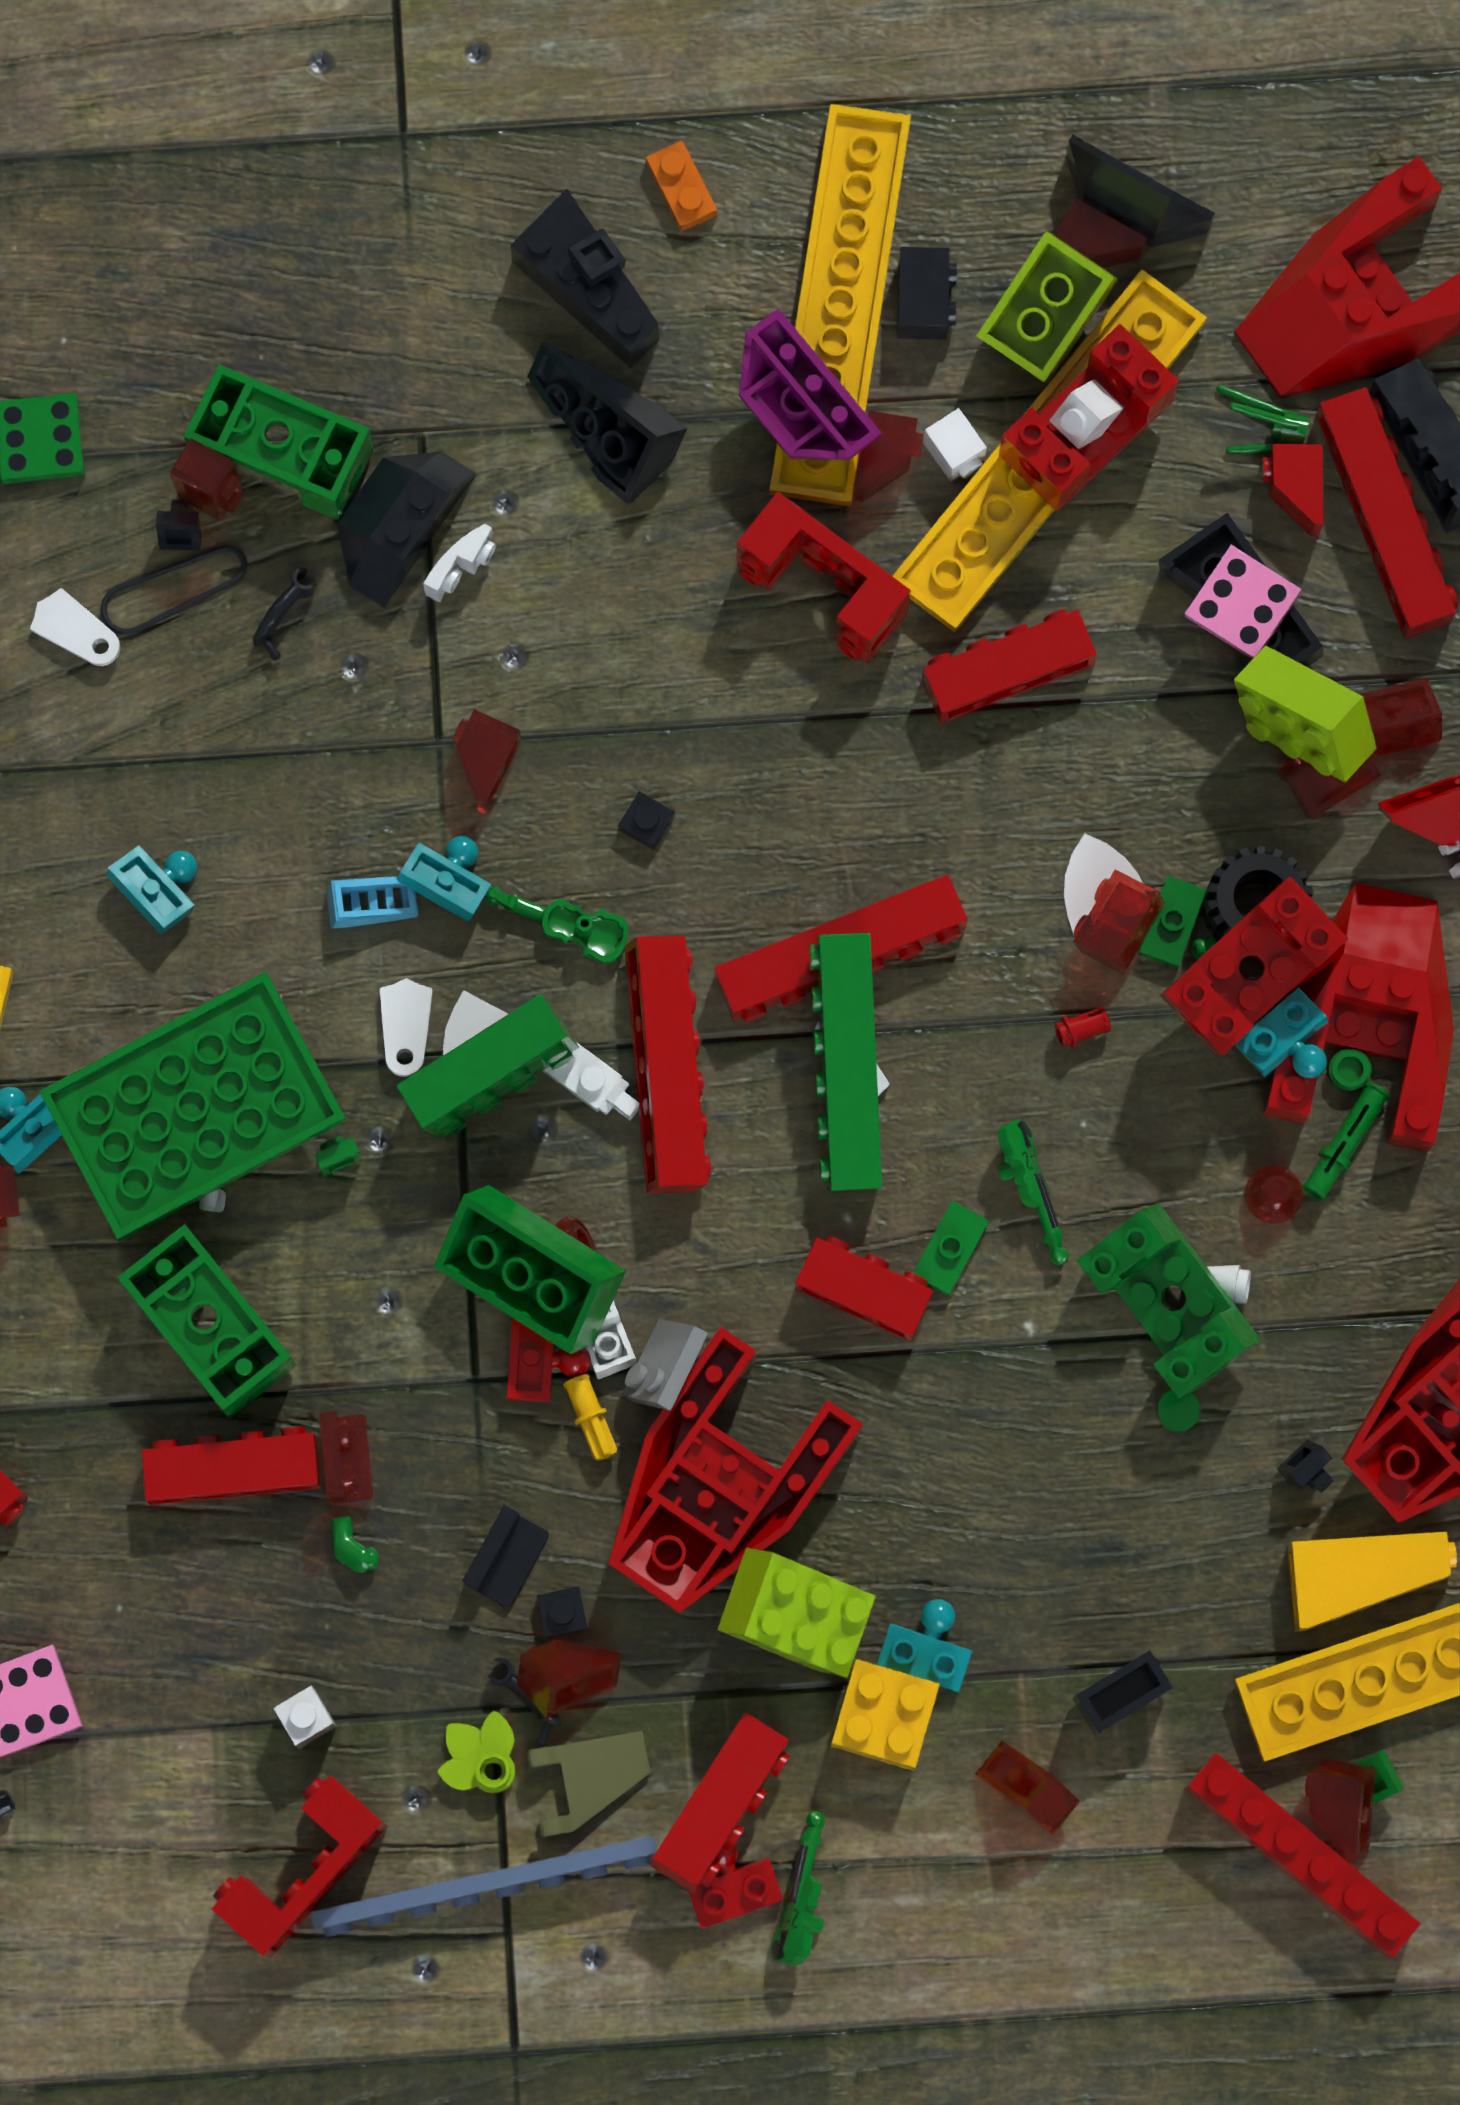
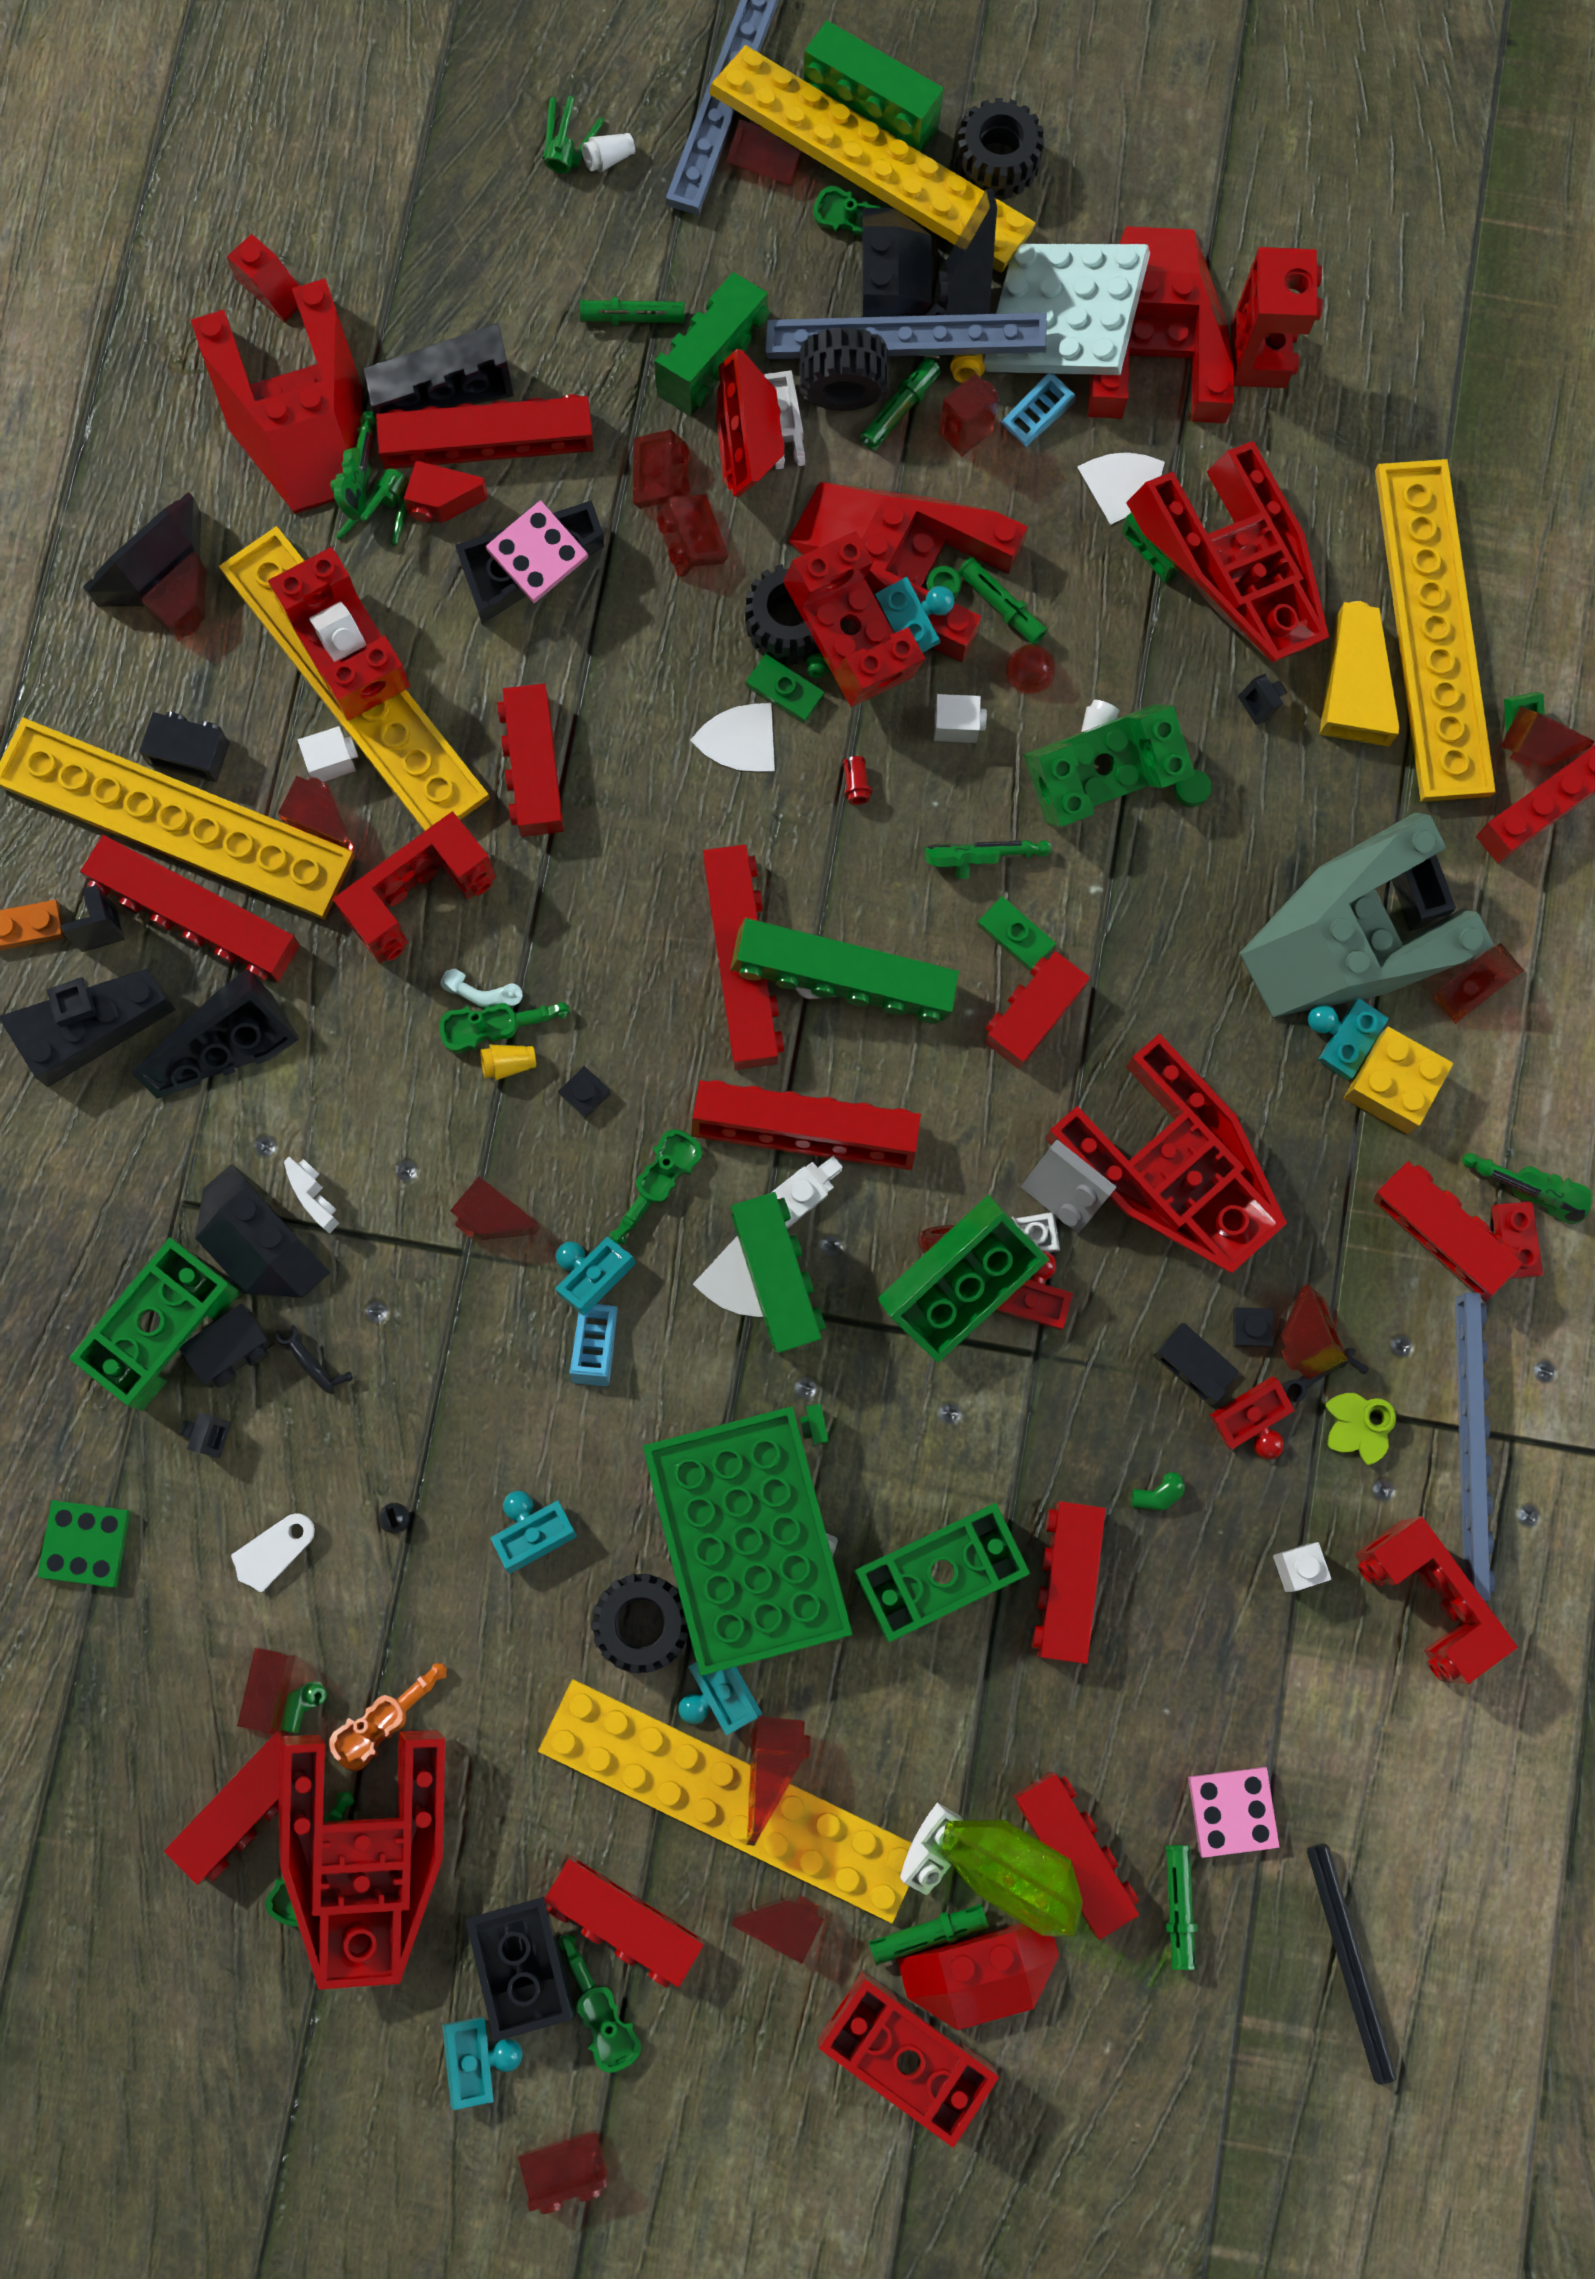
camera: 80 degrees left, 0 degrees up
(64, 994) = (607, 1632): none -> black tyre
(142, 749) = (402, 1515): none -> black hinge
(206, 480) = (171, 1396): clear red brick -> none
(235, 579) = (250, 1515): black piece -> none
(275, 522) = (227, 1347): none -> black brick
(346, 1458) = (1083, 1479): clear red bracket -> none
(405, 1024) = (711, 1340): white piece -> none
(461, 1631) = (1252, 1415): none -> red plate
(591, 1417) = (1093, 1263): yellow axle -> none
(592, 1774) = (1397, 1334): olive flag -> none
(659, 727) = (506, 1060): none -> yellow cone
(684, 675) = (466, 1028): none -> green piece
(700, 264) = (100, 928): none -> black panel
(733, 708) = (453, 982): none -> light aqua piece
(753, 294) = (191, 909): none -> red brick
(796, 1612) = (1306, 1127): lime brick -> none
(799, 395) = (251, 861): magenta wedge -> none
(1031, 1610) = (1337, 938): none -> sand green wedge
(1047, 307) = (230, 643): lime brick -> none
(1118, 921) = (777, 726): clear red brick -> none
(1186, 1123) = (958, 718): none -> white brick
(1270, 383) = (351, 484): none -> green piece
(1305, 714) = (646, 527): lime brick -> none

